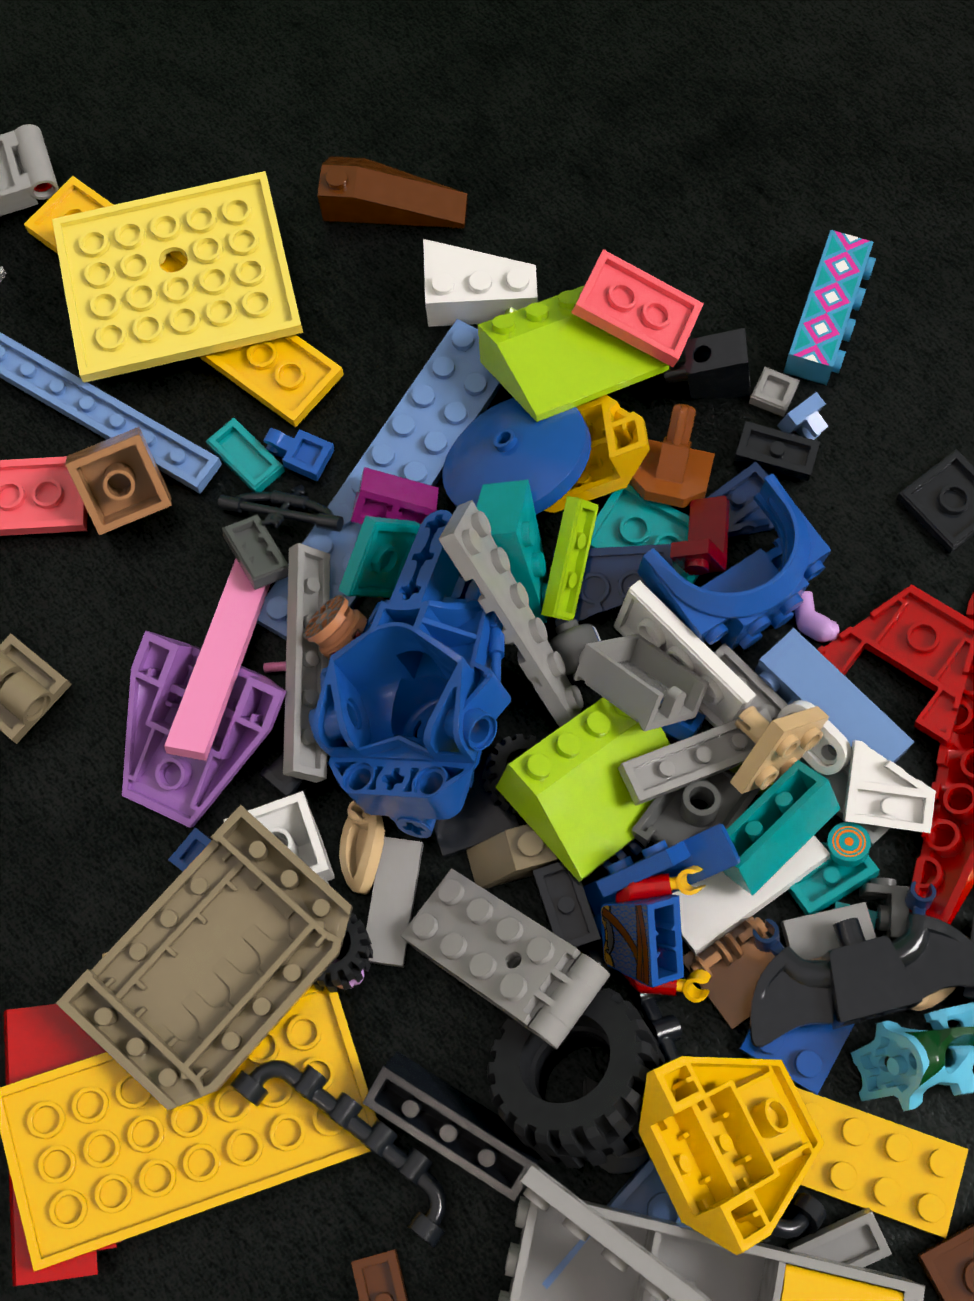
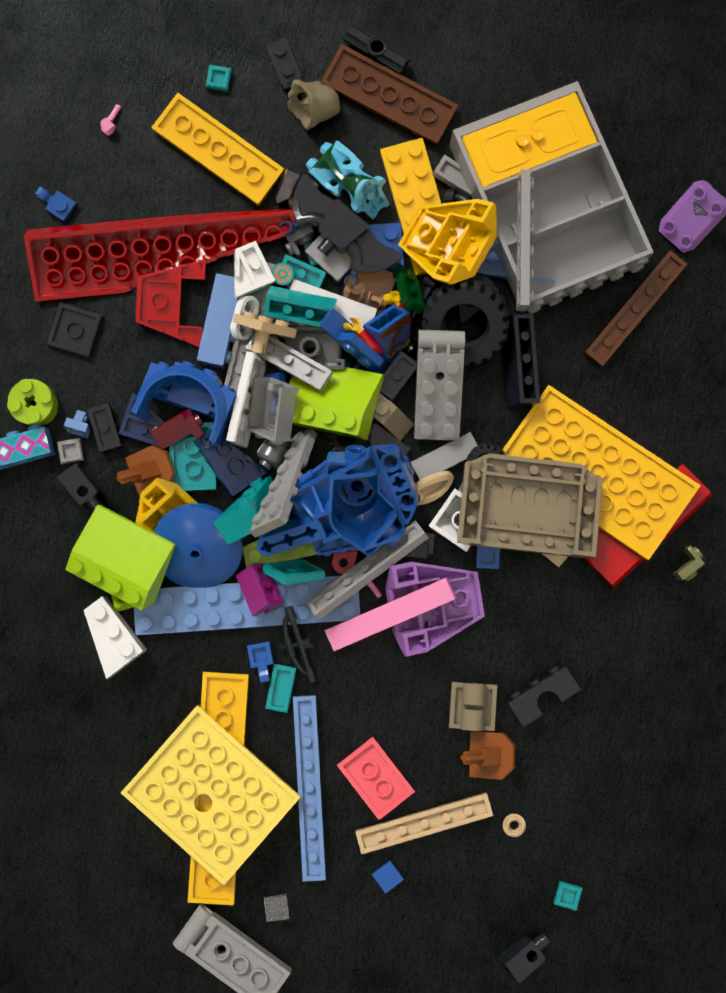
camera: 125 degrees left, 15 degrees up
(118, 480) = (340, 732): medium nougat brick -> none
(256, 551) = (328, 639): dark grey plate -> none
(334, 625) = (344, 565): nougat wheel -> none
(378, 1138) = (548, 408): black bar -> none
(380, 194) = (86, 730): reddish brown wedge -> none
(570, 558) = (234, 481): lime tile -> none
(637, 308) = (80, 537): coral plate -> none
(693, 1020) = (408, 289): none -> dark green hinge
(813, 623) = (184, 352): lavender arm -> none
(878, 377) = (21, 397): none -> lime brick

